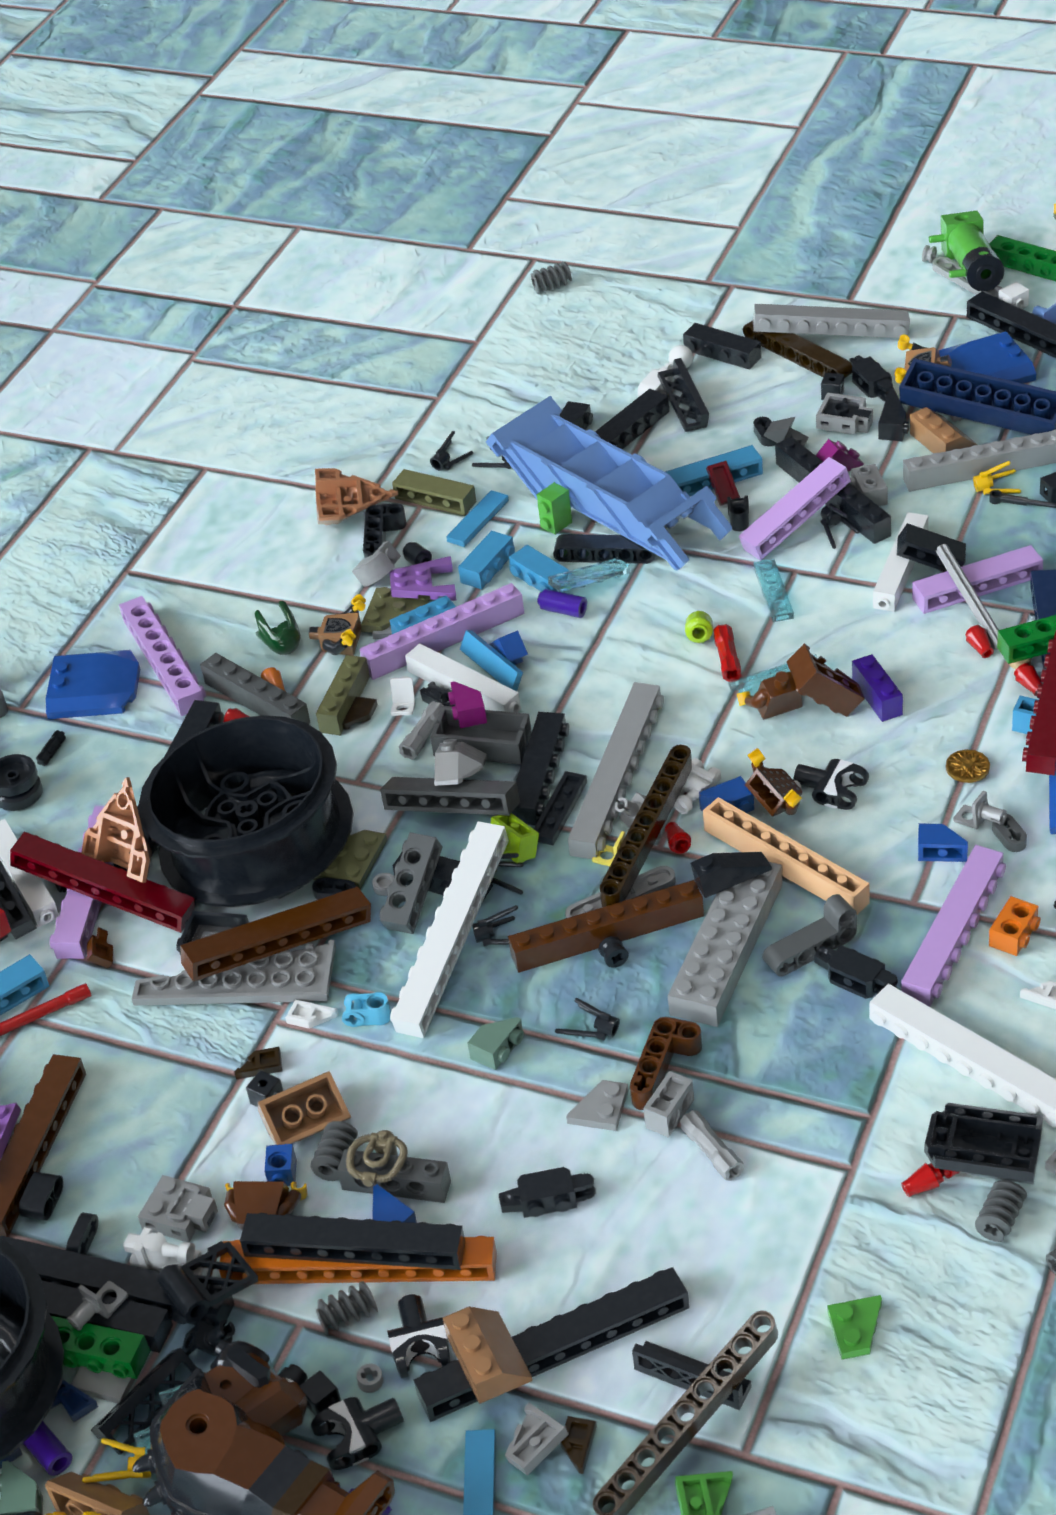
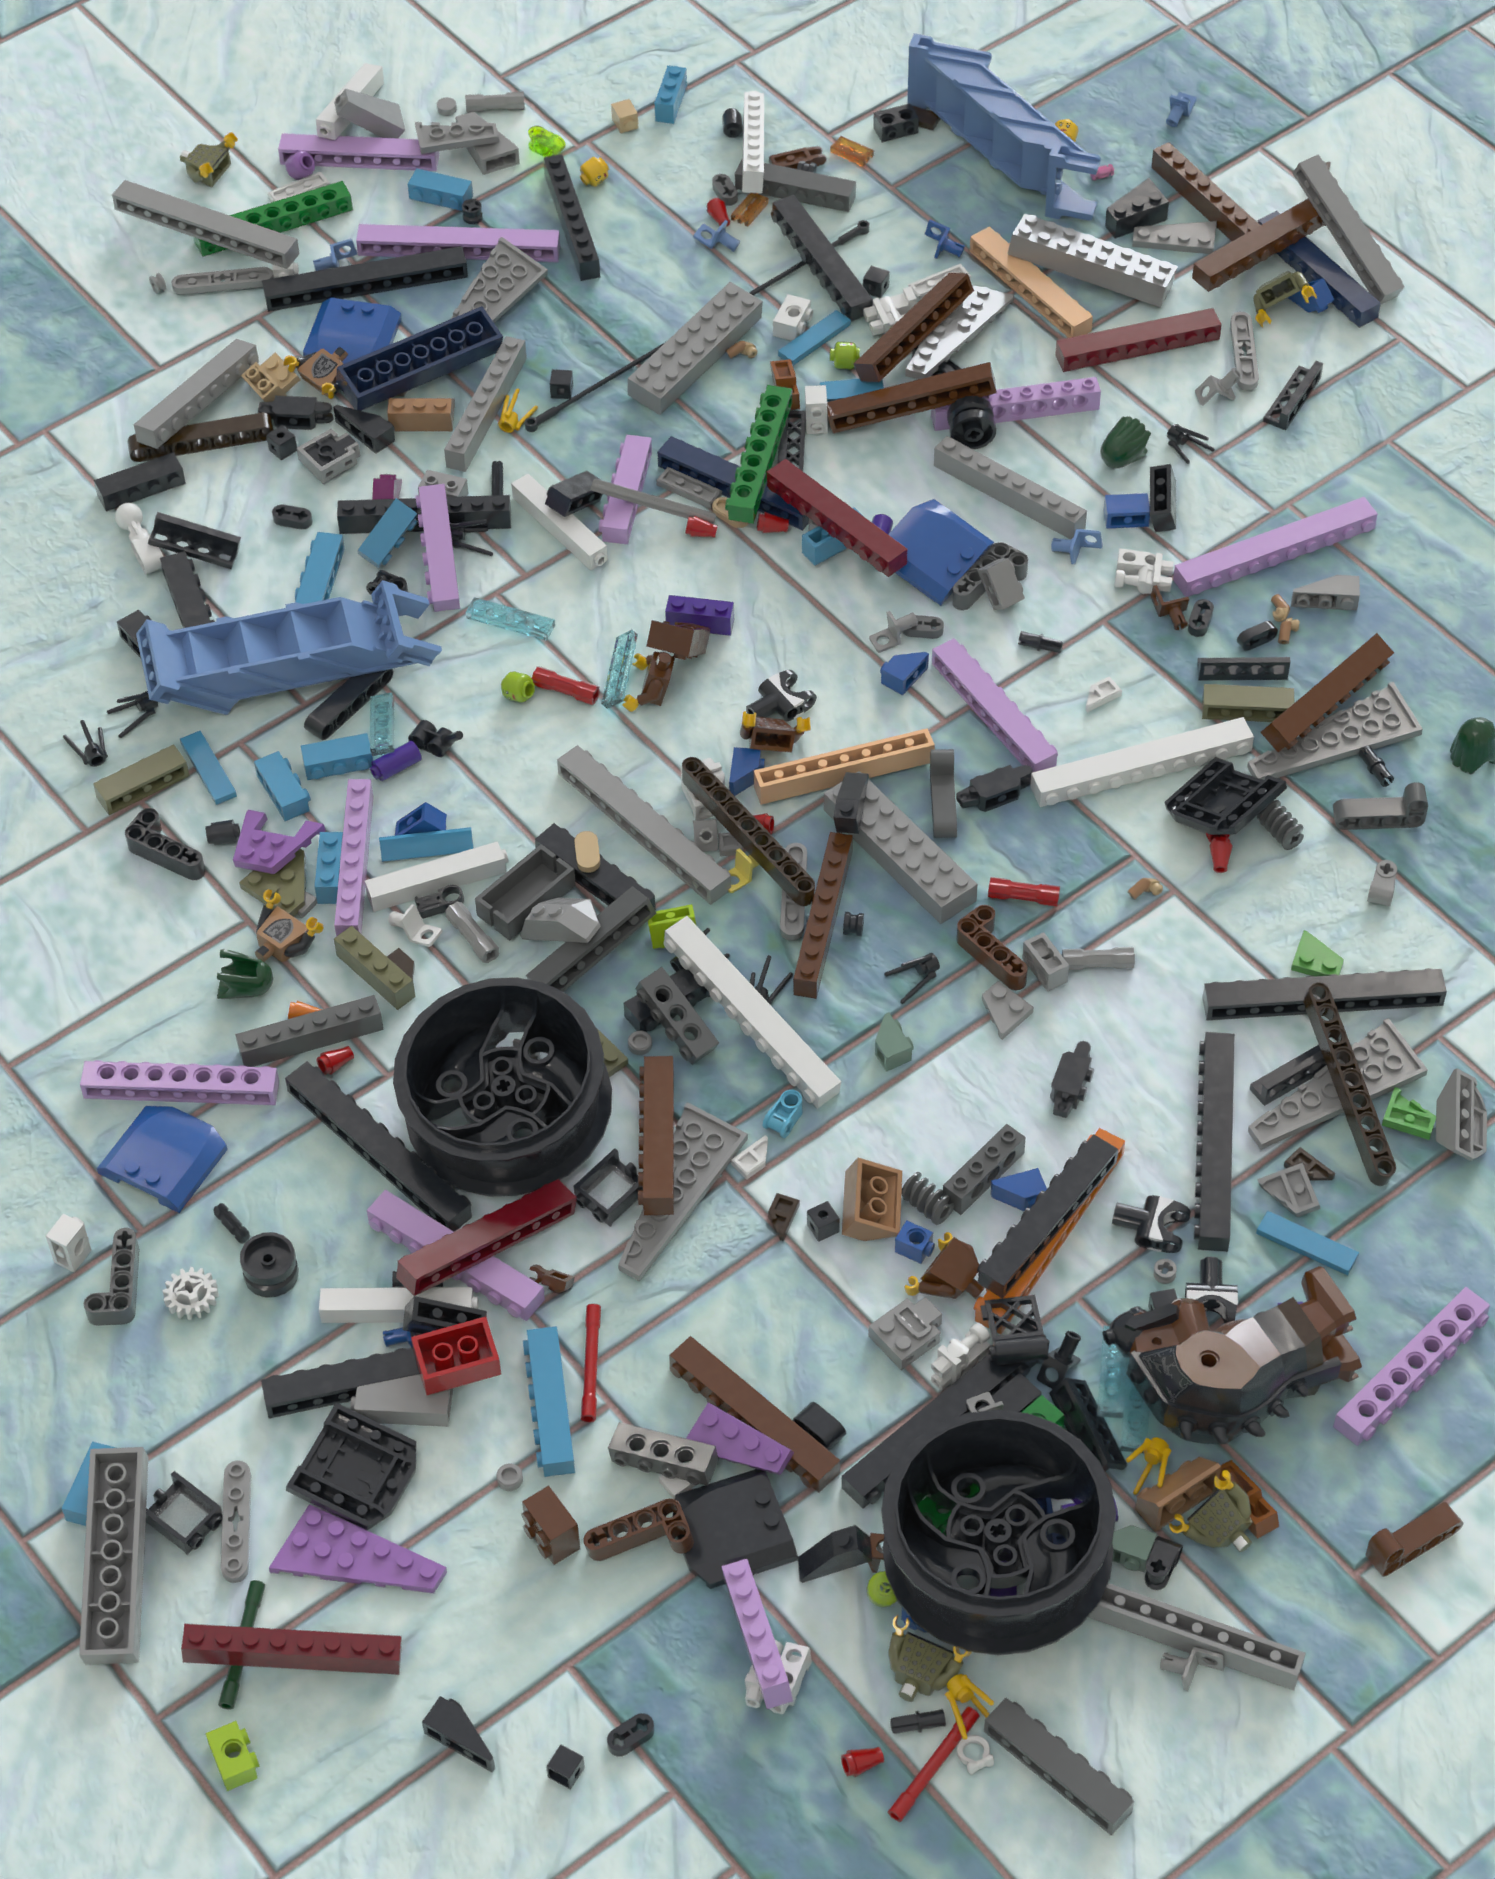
camera: 65 degrees left, 10 degrees up
(83, 1233) = (886, 1410): black beam -> none
(120, 835) = (469, 1187): nougat wedge -> none
(329, 886) = (621, 1081): black beam -> none
(344, 496) = (87, 848): nougat wedge -> none
(345, 1307) = (1094, 1255): dark grey piece -> none
(377, 565) = (220, 866): light grey brick -> none
(383, 1143) = (958, 1157): dark tan piece -> none
(468, 707) = (500, 876): magenta slope -> none
(486, 1352) = (1213, 1179): medium nougat slope -> none
(546, 745) = (587, 851): none -> tan tile
(554, 508) = (267, 703): bright green brick -> none
(560, 807) = (650, 877): black plate -> none
(604, 610) = (433, 741): none -> black beam
(722, 482) = (345, 577): dark red tile -> none
(737, 1437) = (1384, 1064): none -> light grey wing
(756, 1065) = (1041, 894): none -> red axle
(780, 476) = (388, 534): none -> dark azure brick
(781, 430) = (317, 503): dark grey slope -> none
(813, 1356) = (1349, 992): none -> brick
(833, 1138) = (1145, 885): none -> medium nougat arm
(884, 348) = (270, 378): none -> tan brick
(916, 507) = (497, 478): none -> black axle
(965, 241) = (174, 249): bright green piece -> none
(967, 766) = (831, 611): pearl gold wheel -> none
(994, 1337) = (1383, 883): none -> light grey piece
(1002, 236) = (206, 224): none -> light grey brick
(1014, 926) = (1024, 675): orange brick -> none
(1021, 607) = (688, 487): none -> light grey tile

